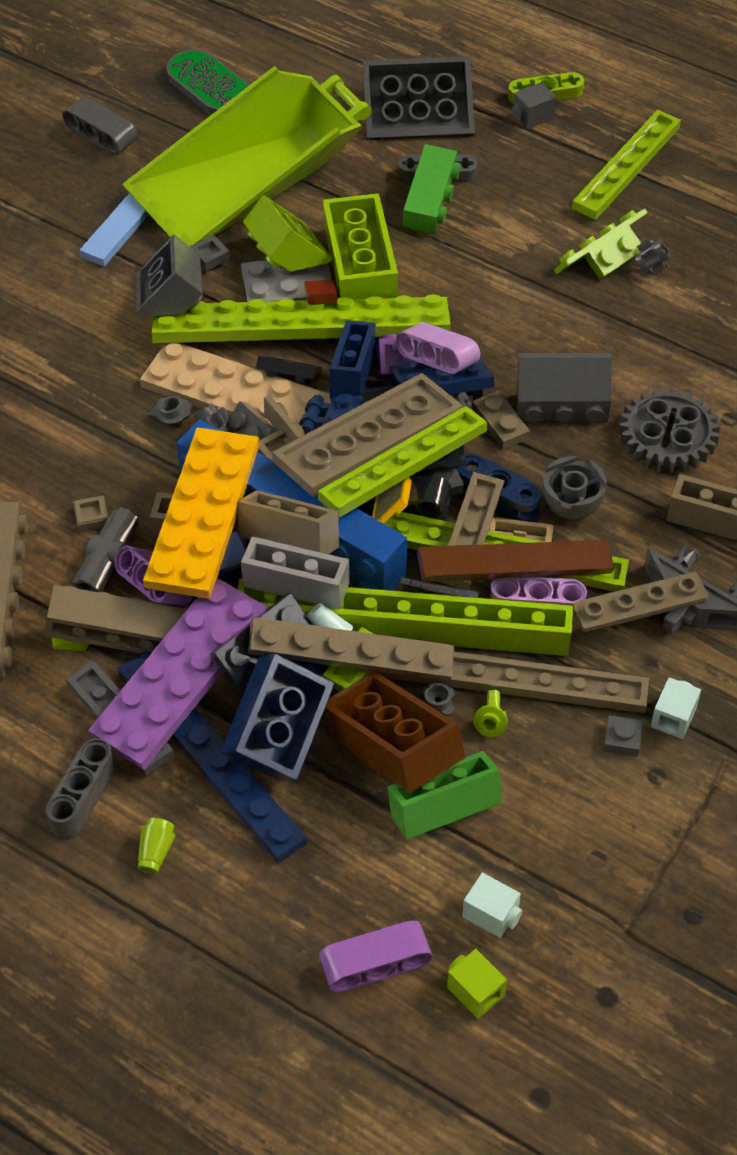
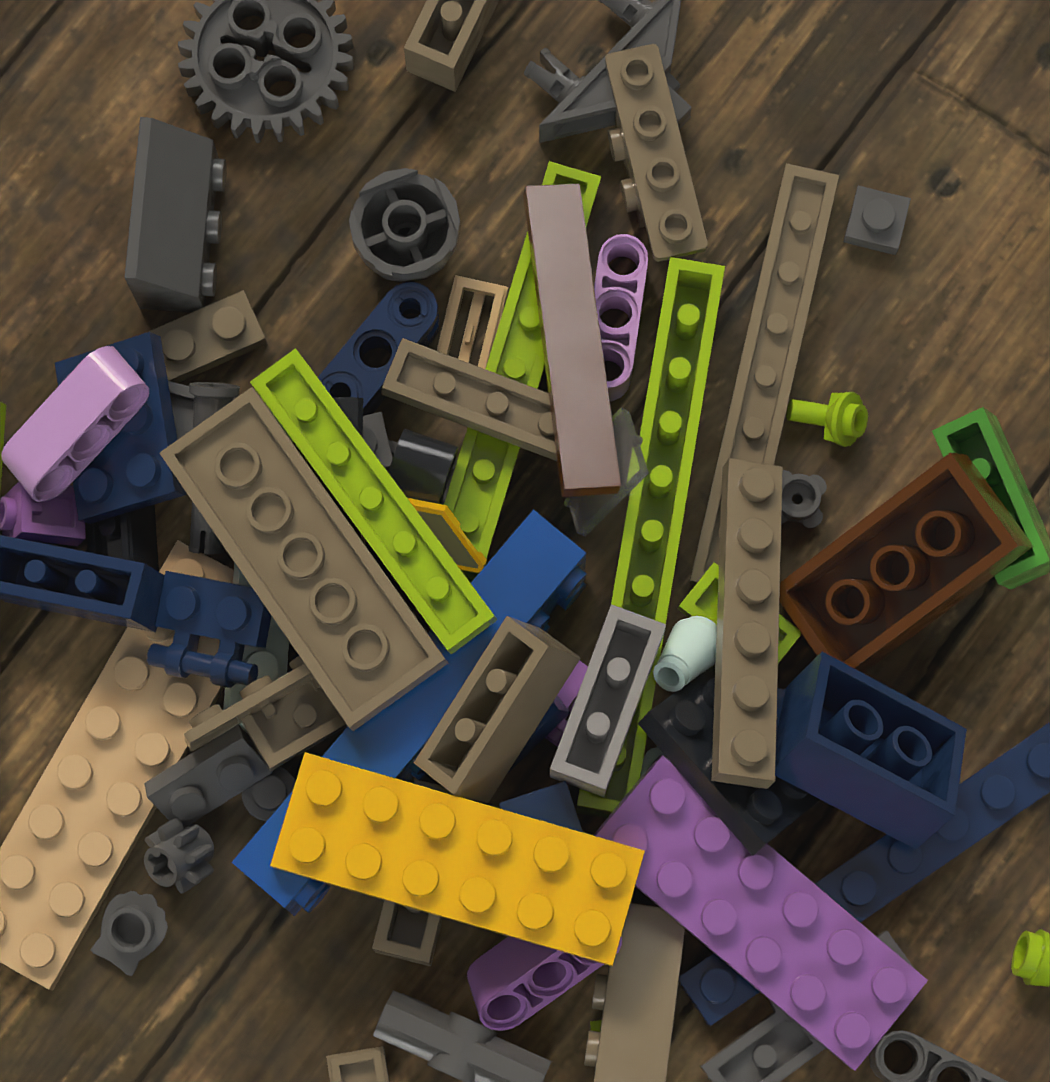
camera: 85 degrees left, 25 degrees up
(301, 371) = (52, 706): black plate -> none
(675, 707) = (839, 130): light aqua brick -> none

